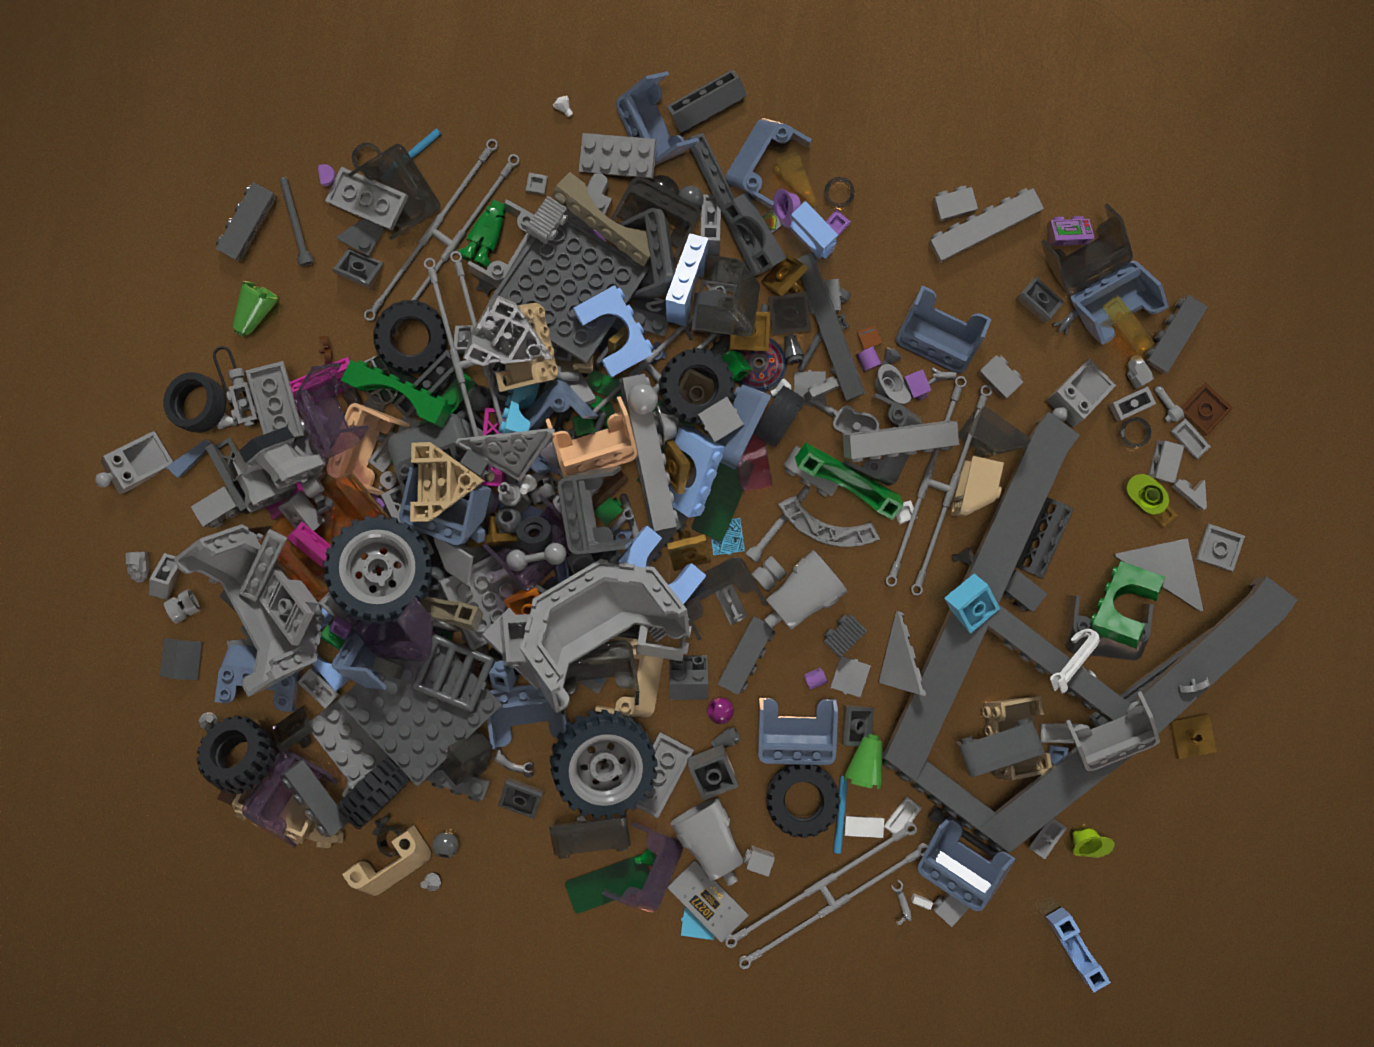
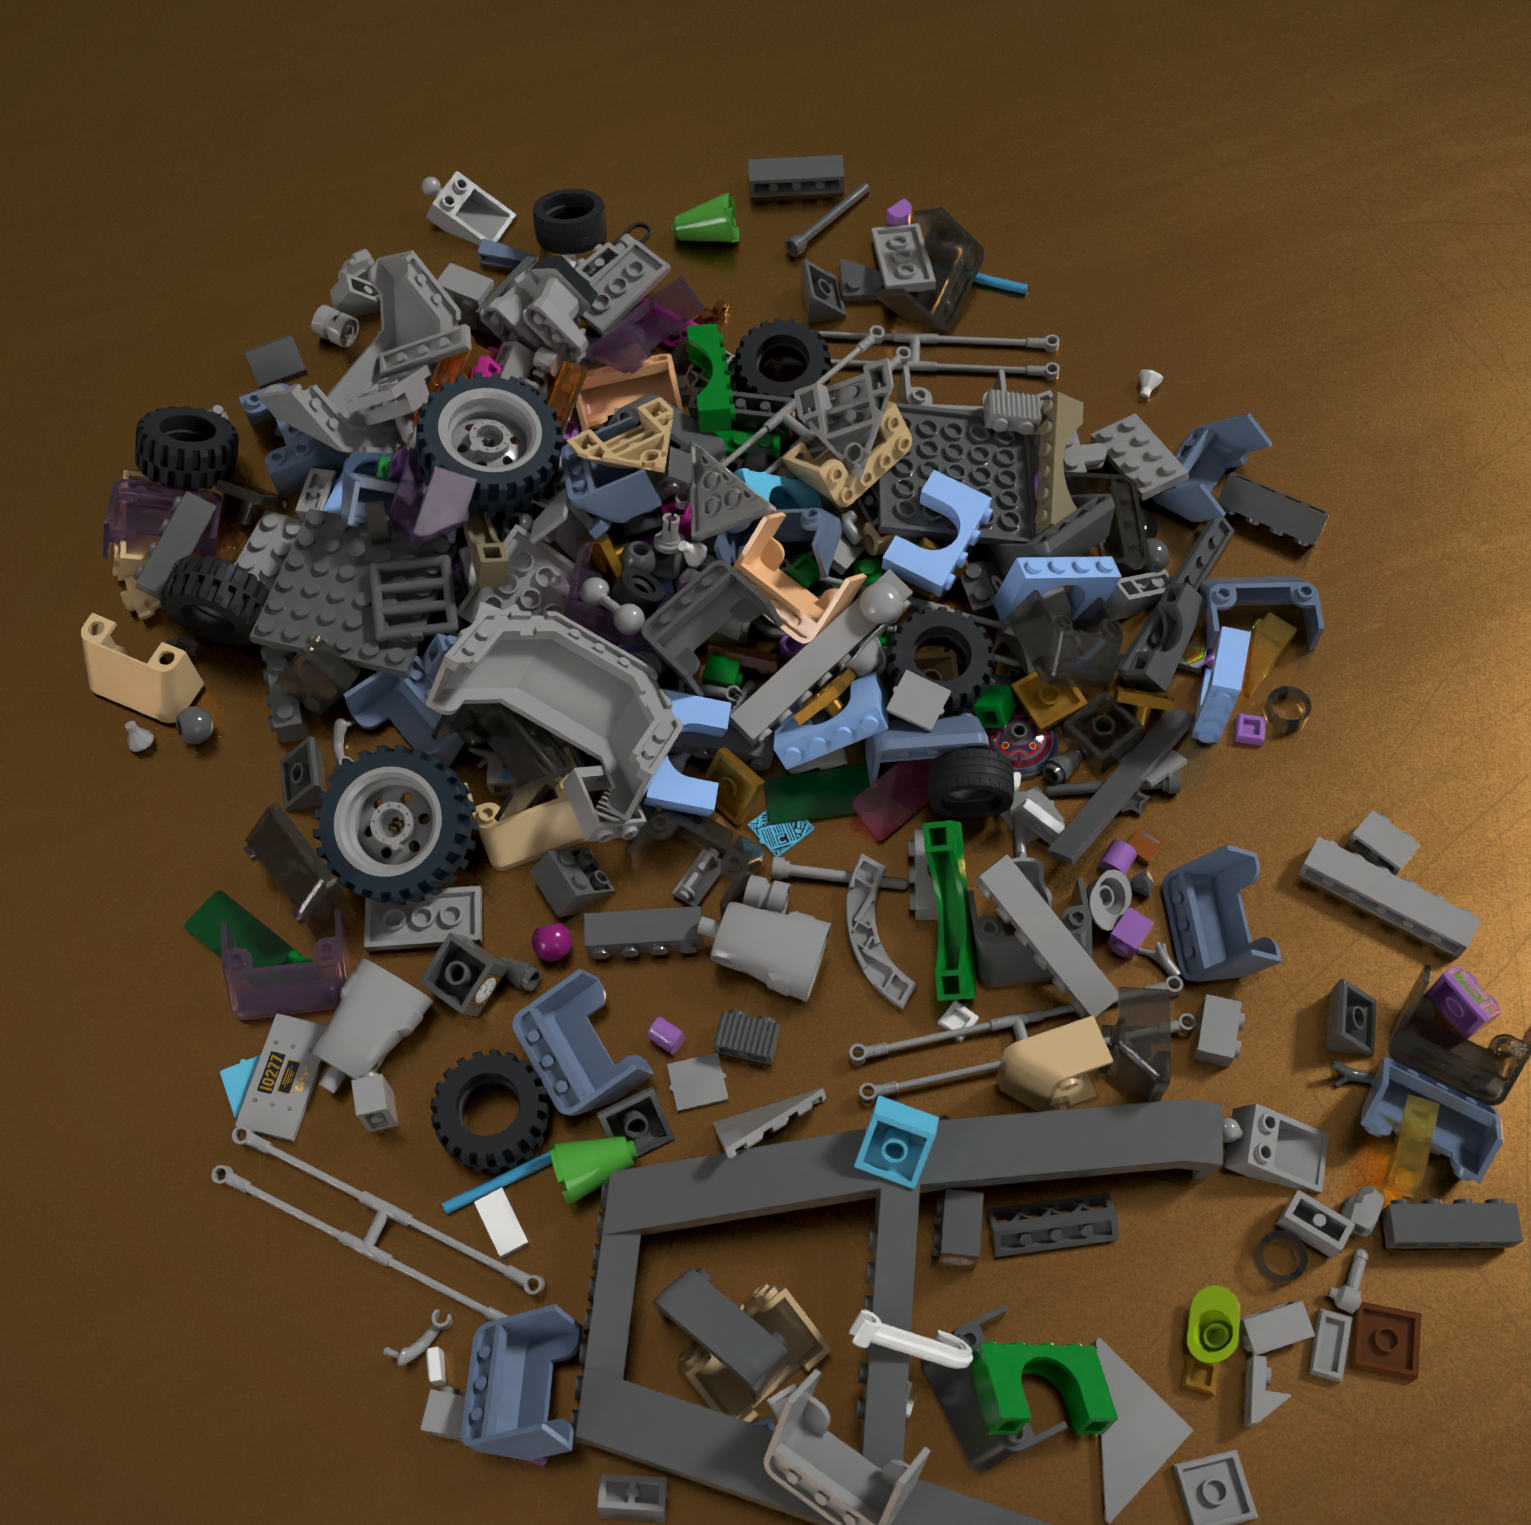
camera: 55 degrees right, 25 degrees down
(484, 234) = (952, 382): green piece -> none
(904, 813) = (554, 1268): white tile -> none
(938, 816) = (577, 1312): dark grey piece -> none

